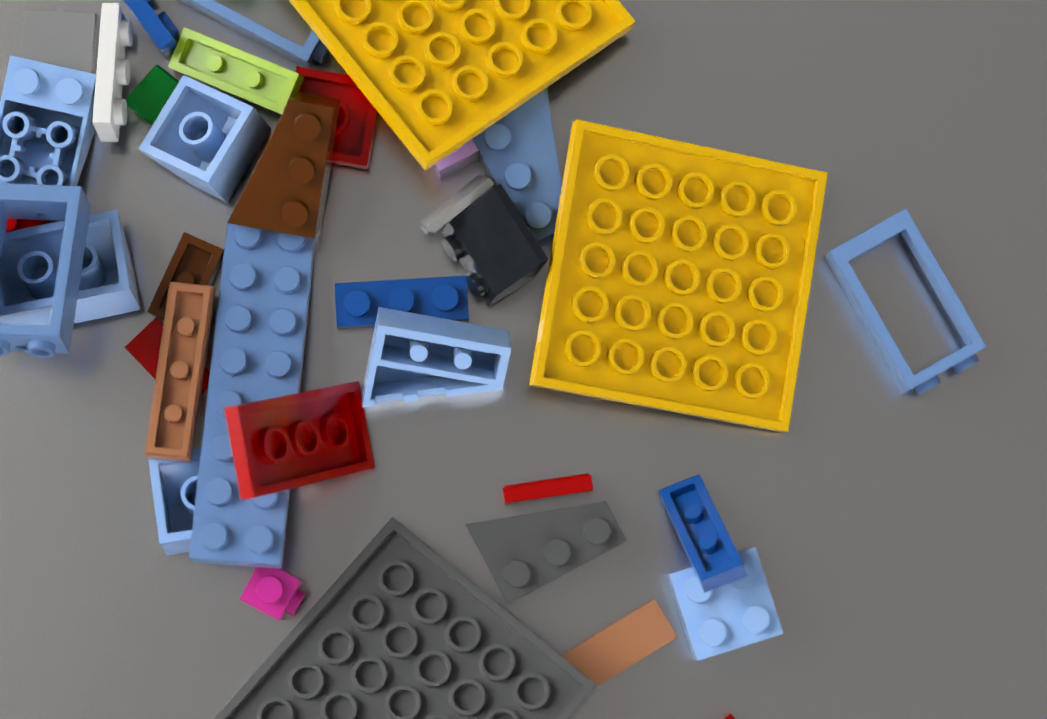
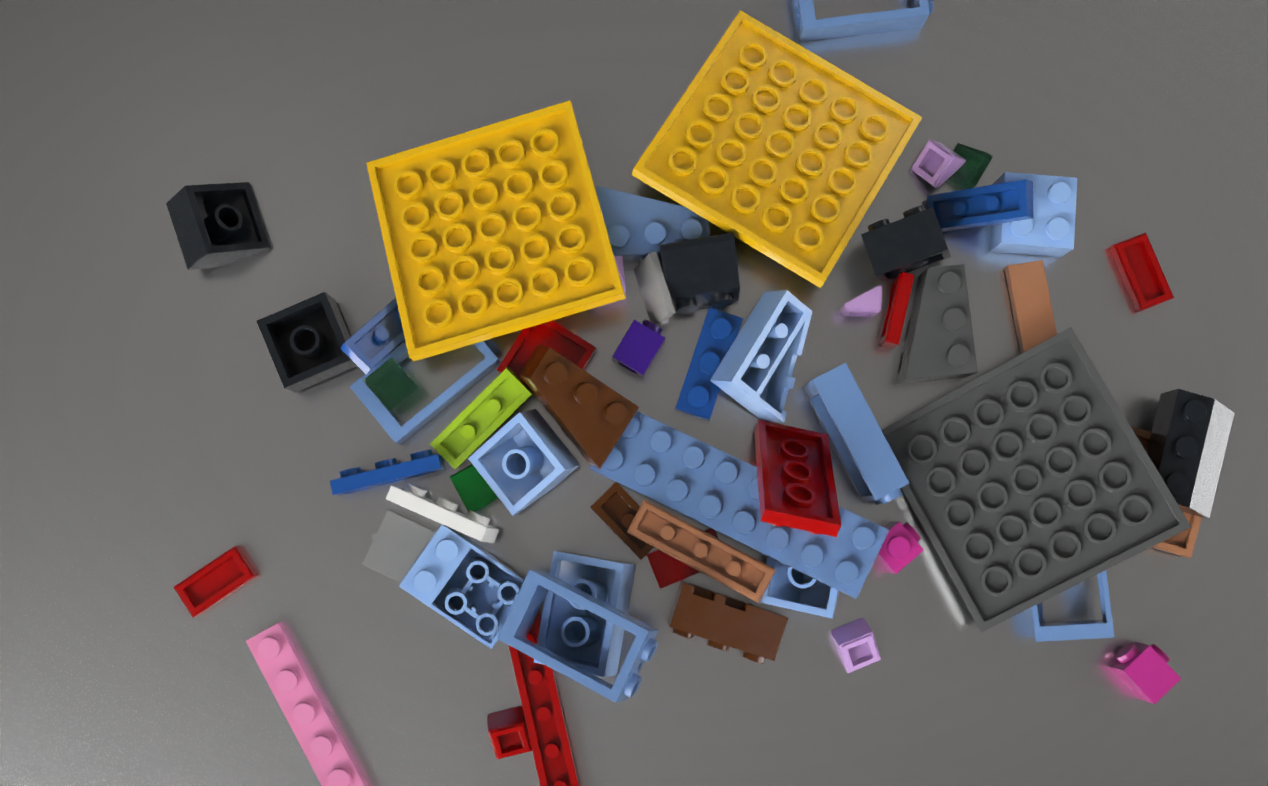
camera: 65 degrees left, 0 degrees up
(114, 431) = (726, 622): none -> reddish brown wedge
(147, 593) = (856, 645): none -> lavender slope
(379, 493) = (856, 435): none -> medium blue window
(386, 215) = (639, 347): none -> dark purple brick
(539, 449) = (864, 305): none -> lavender slope
(621, 465) = (905, 243): none -> black brick
(743, 471) = (937, 163): none -> lavender slope
(753, 505) = (973, 168): none -> clear green slope

